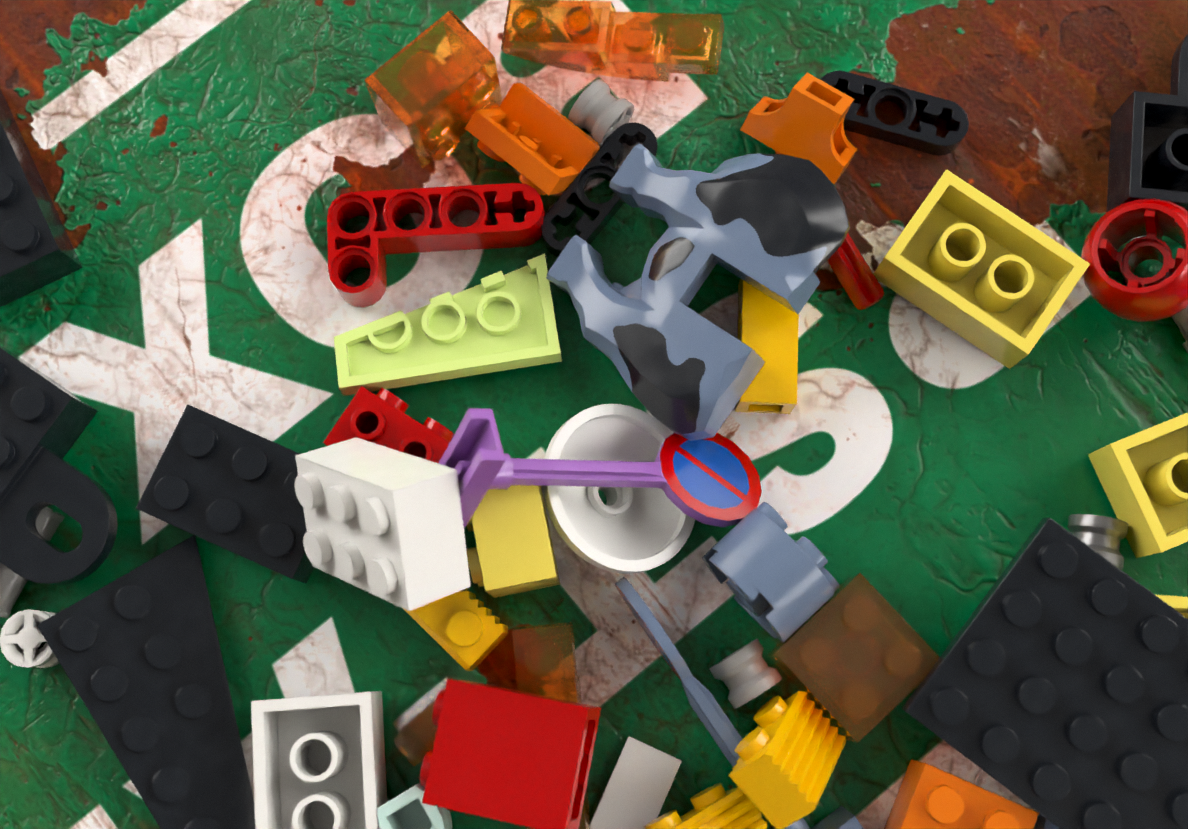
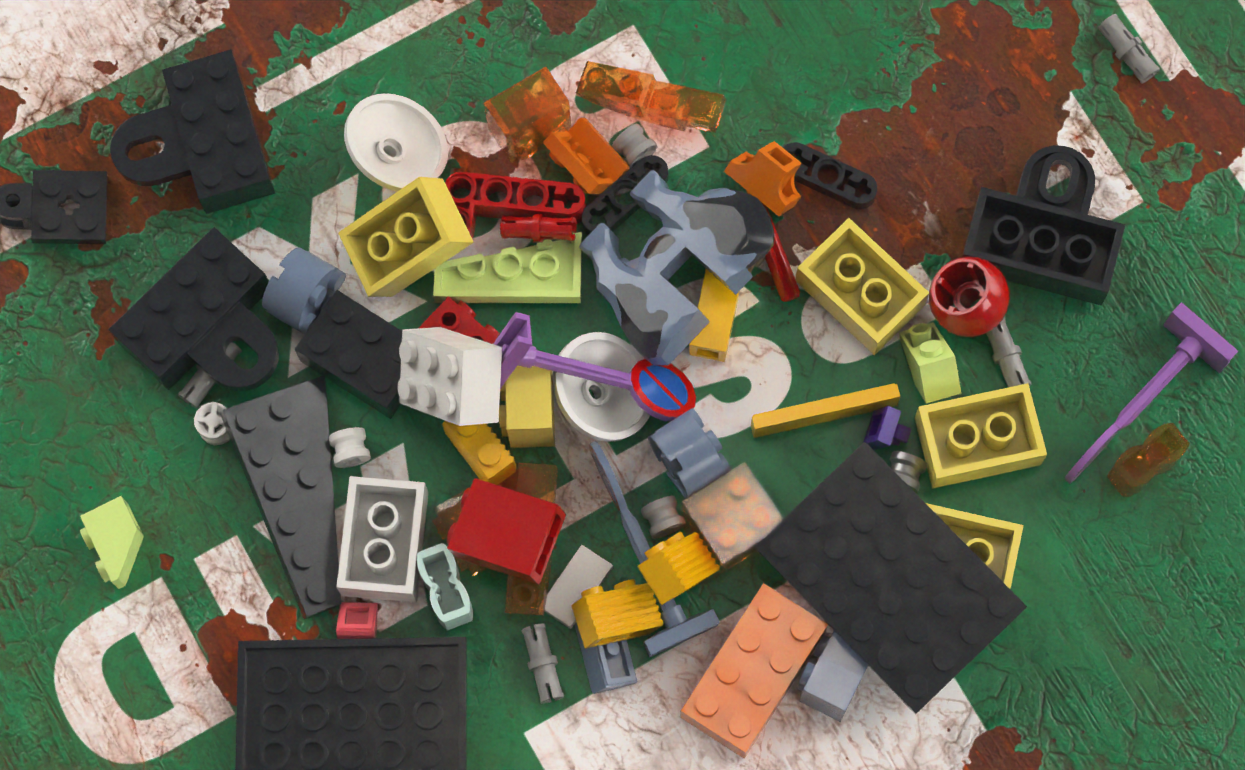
camera: 10 degrees right, 5 degrees down
(132, 410) = (301, 289): none -> sand blue brick
(246, 142) = (402, 131): none -> white dish
(248, 643) = (349, 447): none -> white wheel
(280, 304) = (405, 237): none -> light yellow brick
(480, 258) = (538, 228): none -> red pin
(958, 465) = (824, 410): none -> yellow tile
(1051, 480) = (885, 430): none -> dark purple tile
(1101, 368) = (930, 362): none -> yellowish green slope

